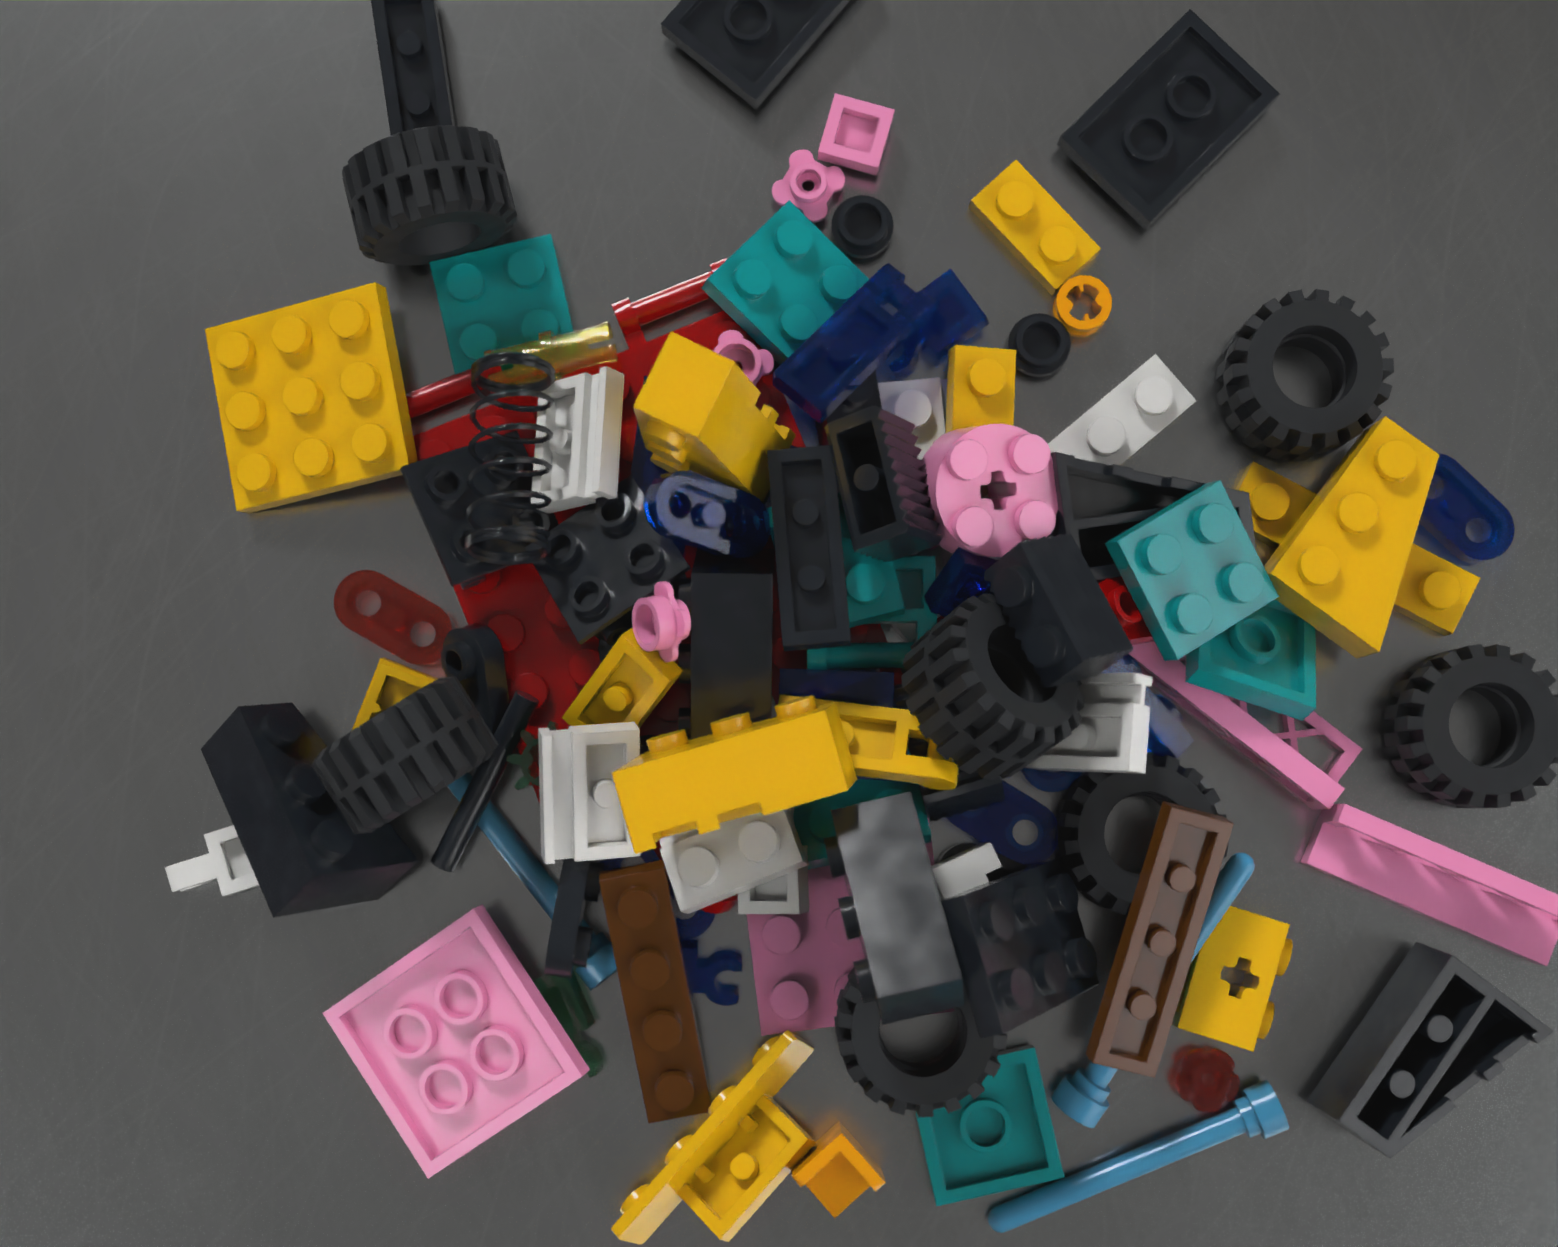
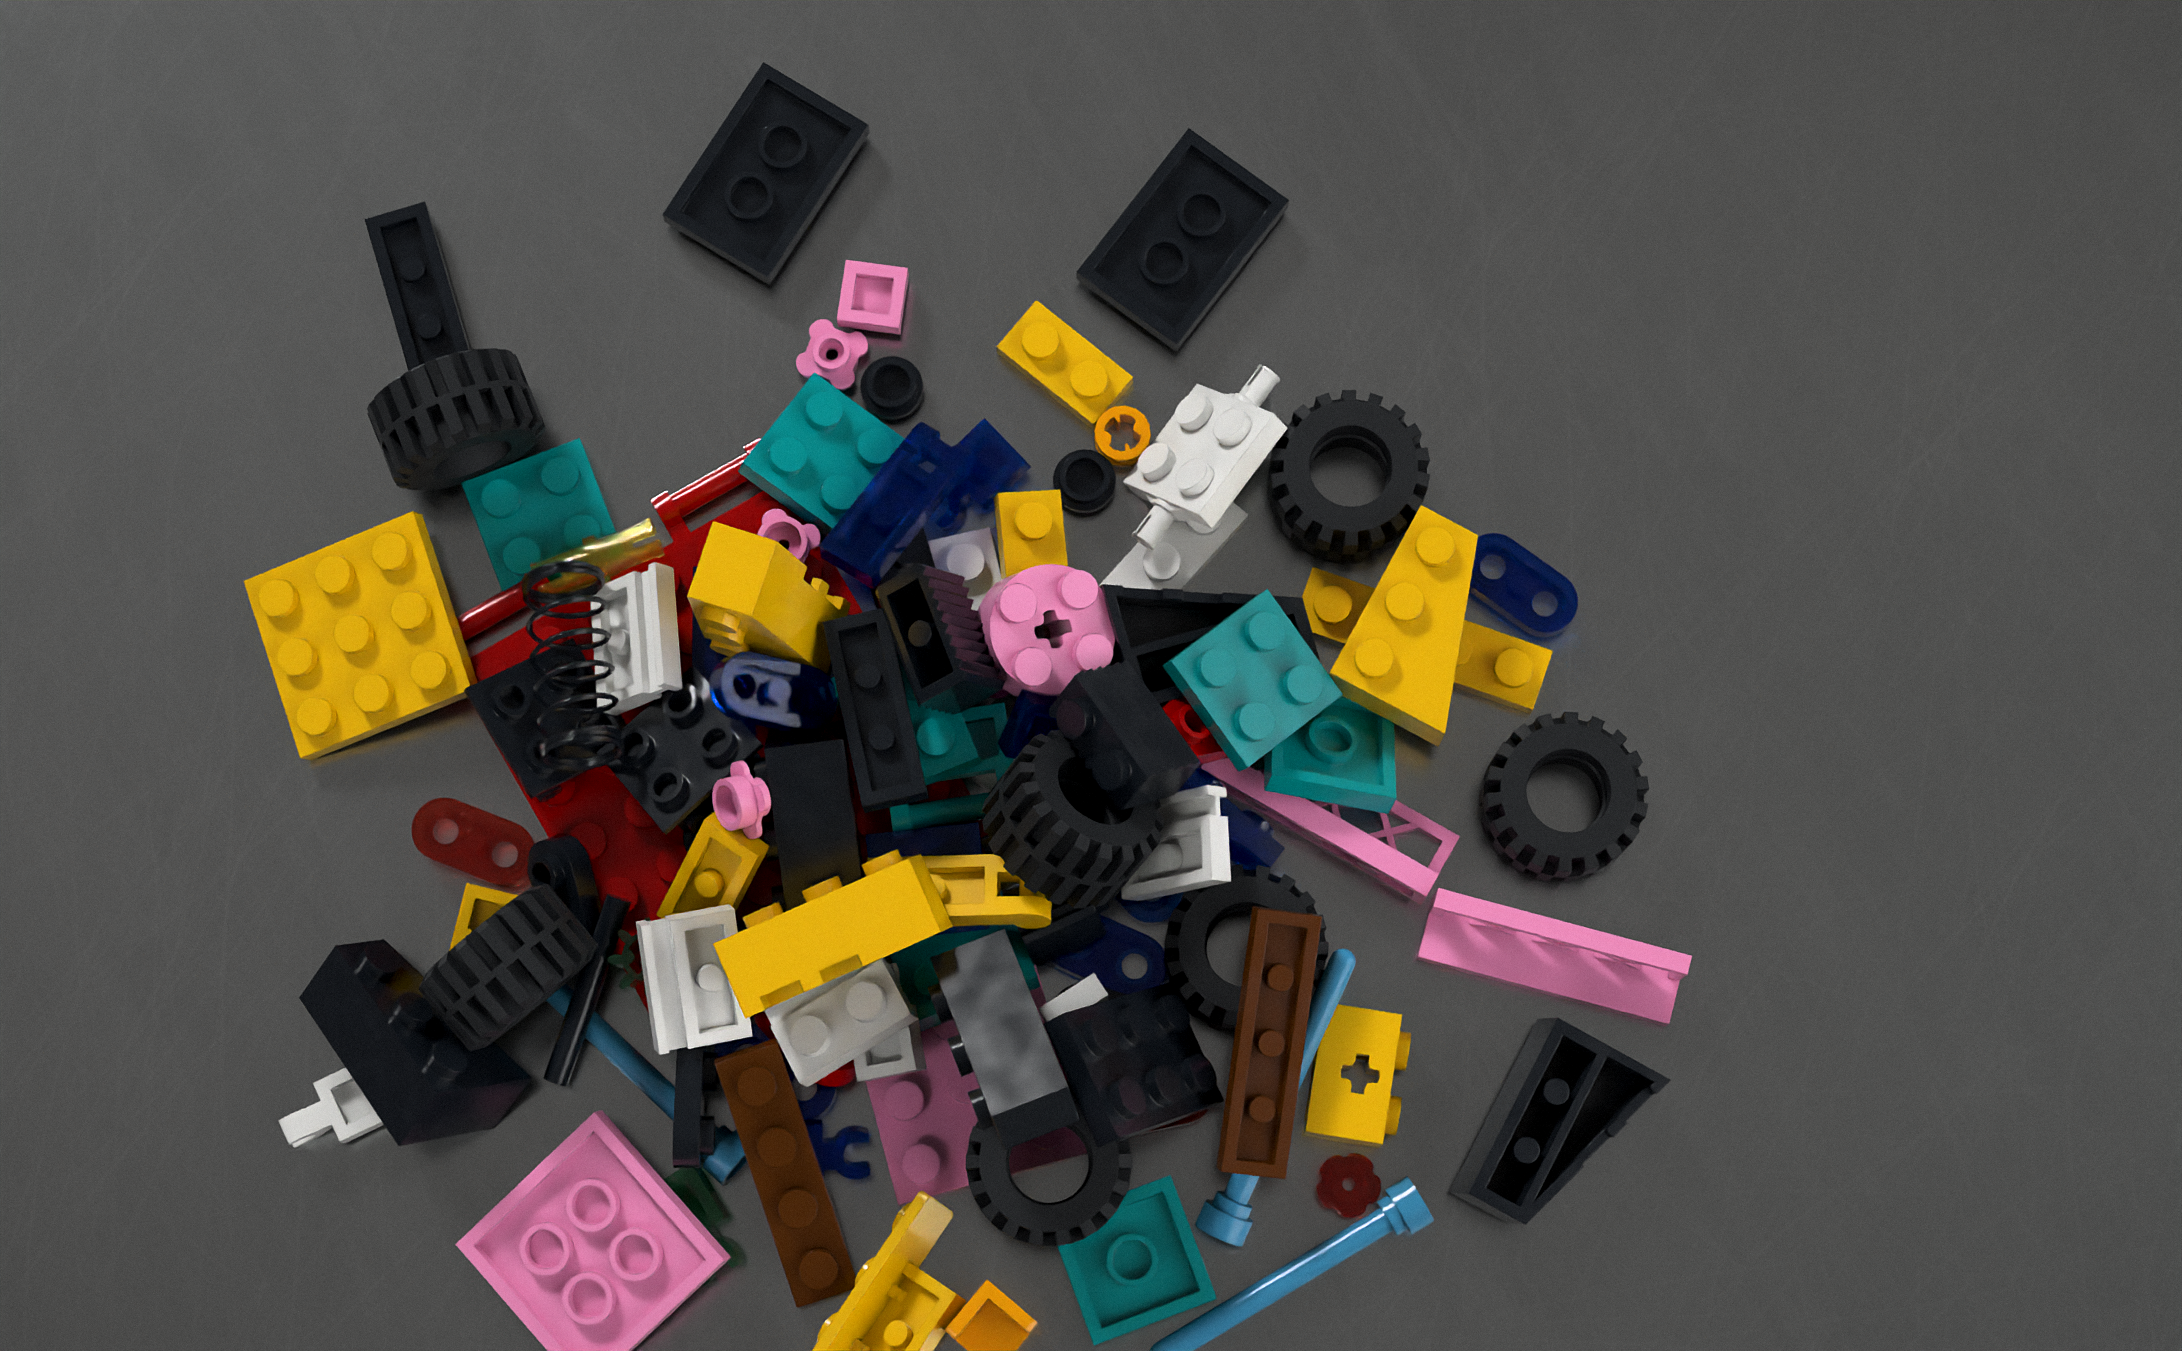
camera: 10 degrees left, 5 degrees down
(1166, 336) = (1204, 456): none -> white plate

